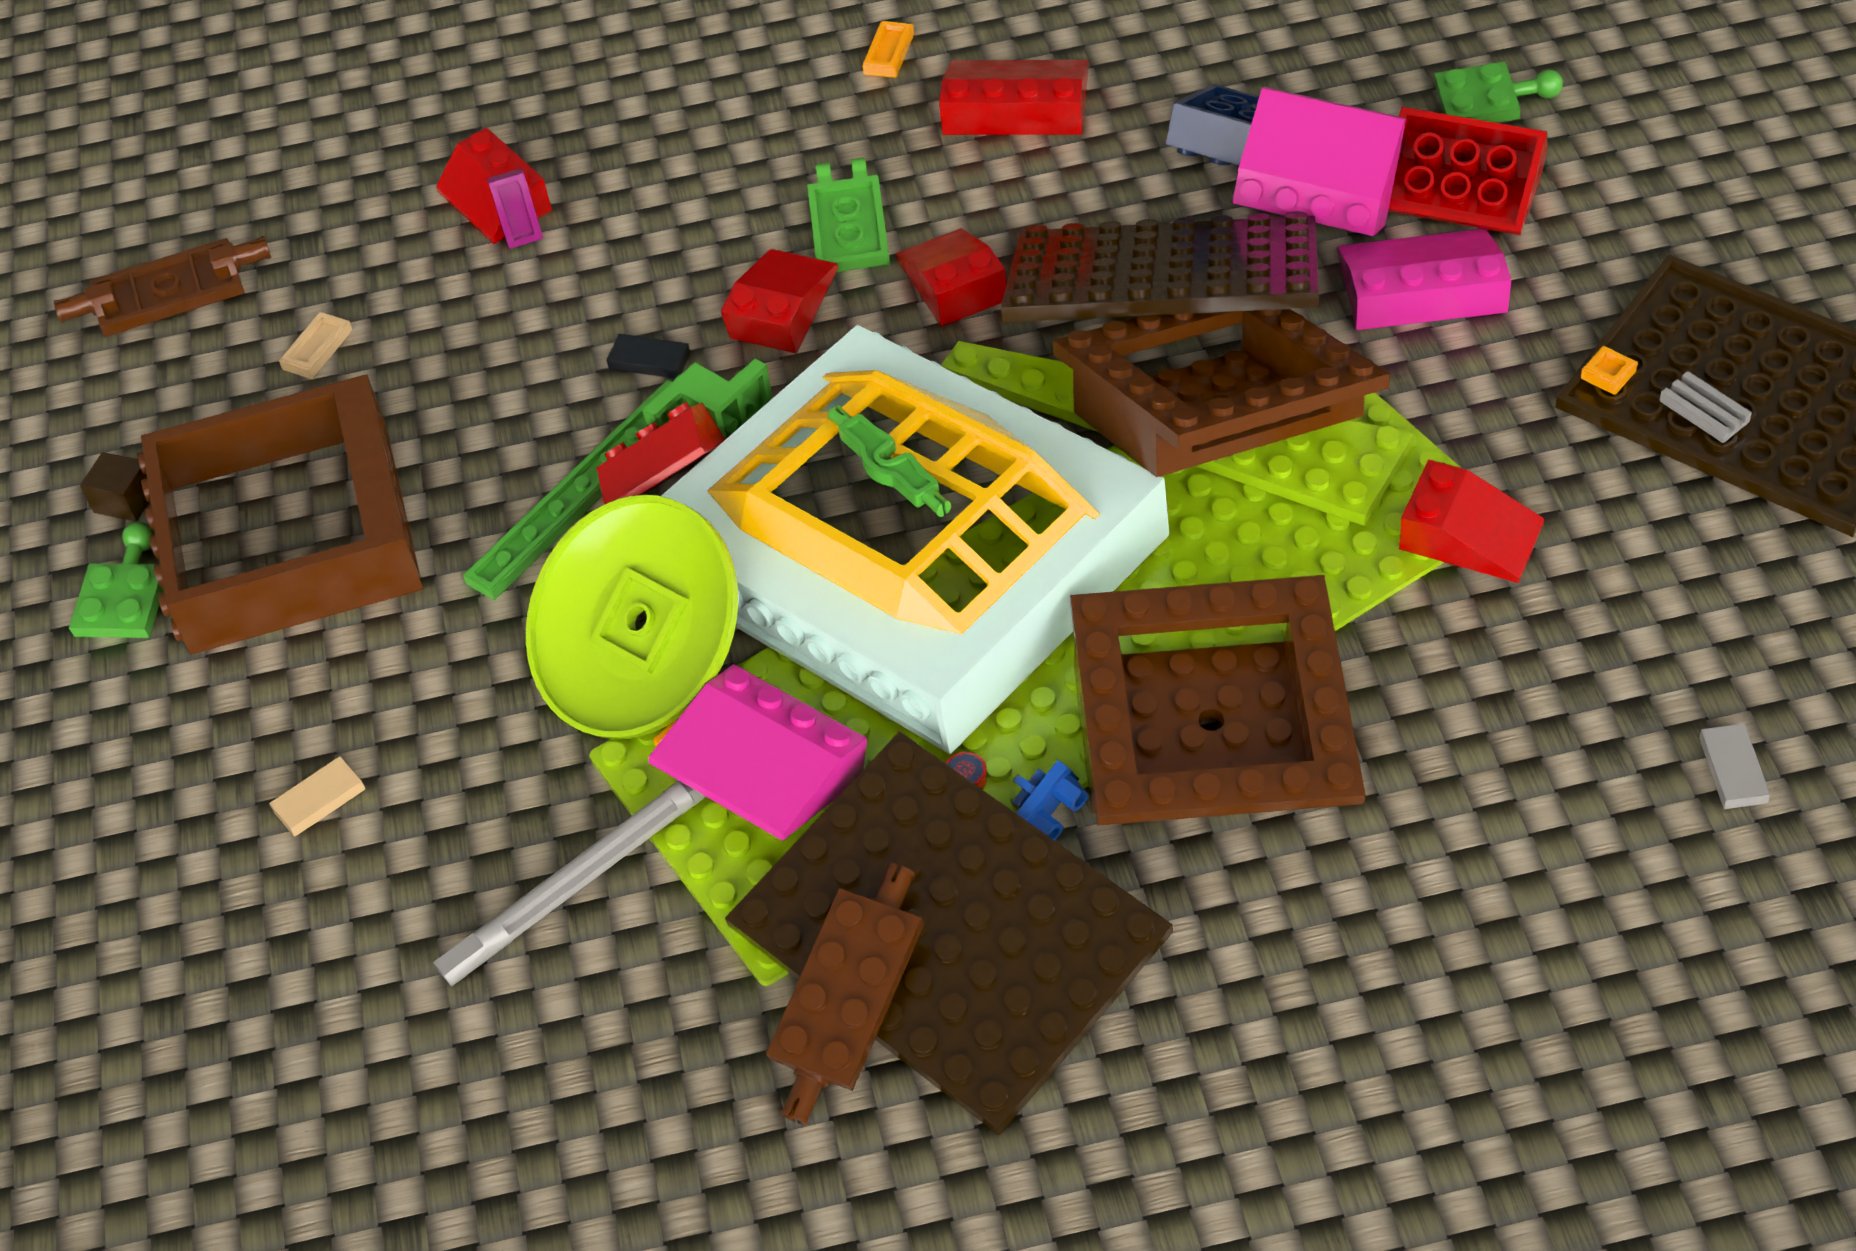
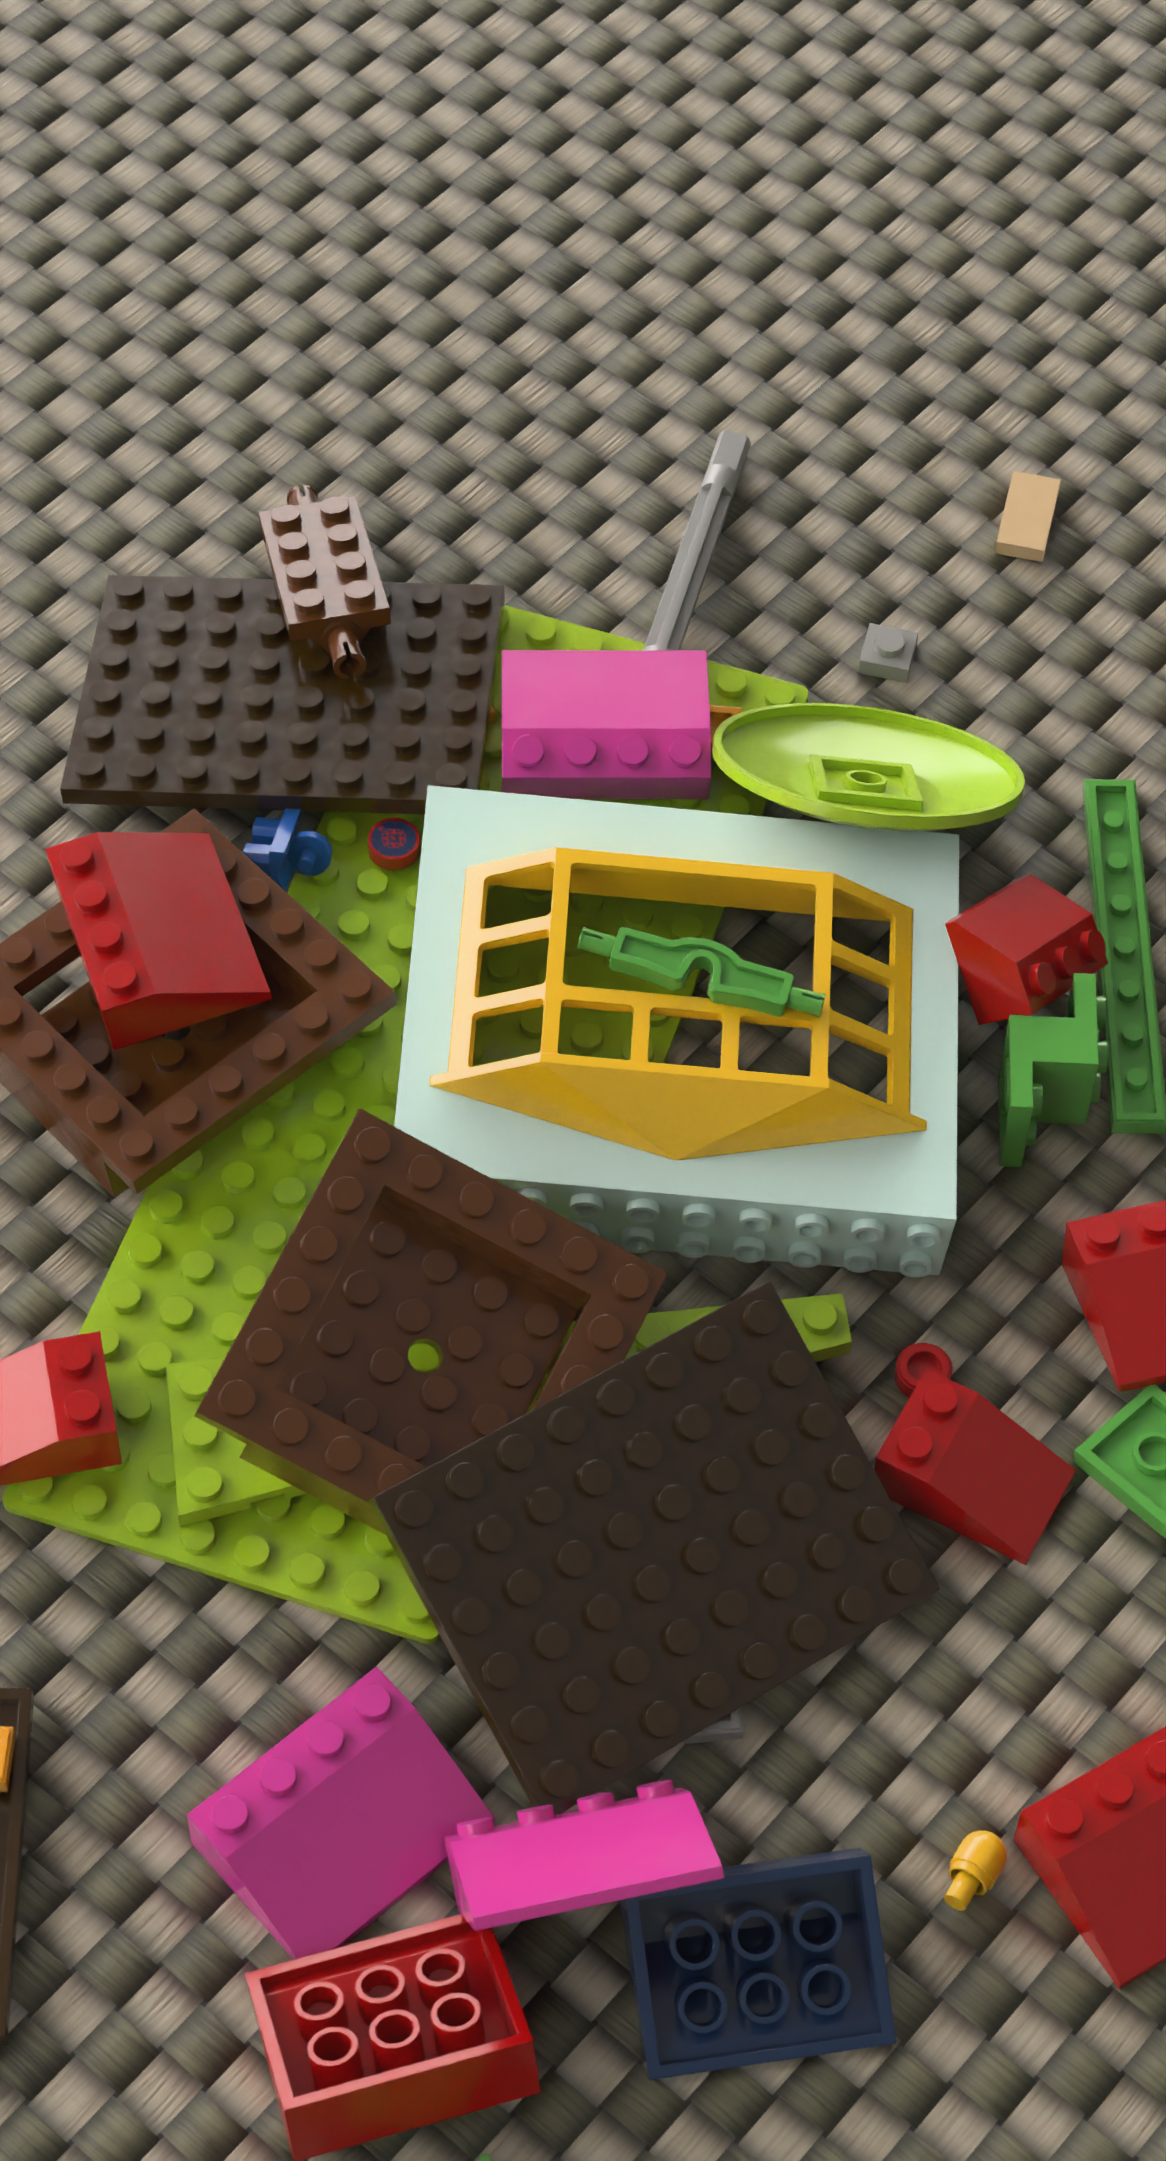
camera: 135 degrees right, 5 degrees up
(512, 749) = (888, 652): none -> light grey plate
(927, 332) = (915, 1360): none -> red tile
(1114, 122) = (975, 1868): none -> yellow cylinder
(1198, 707) = (156, 931): none -> red slope

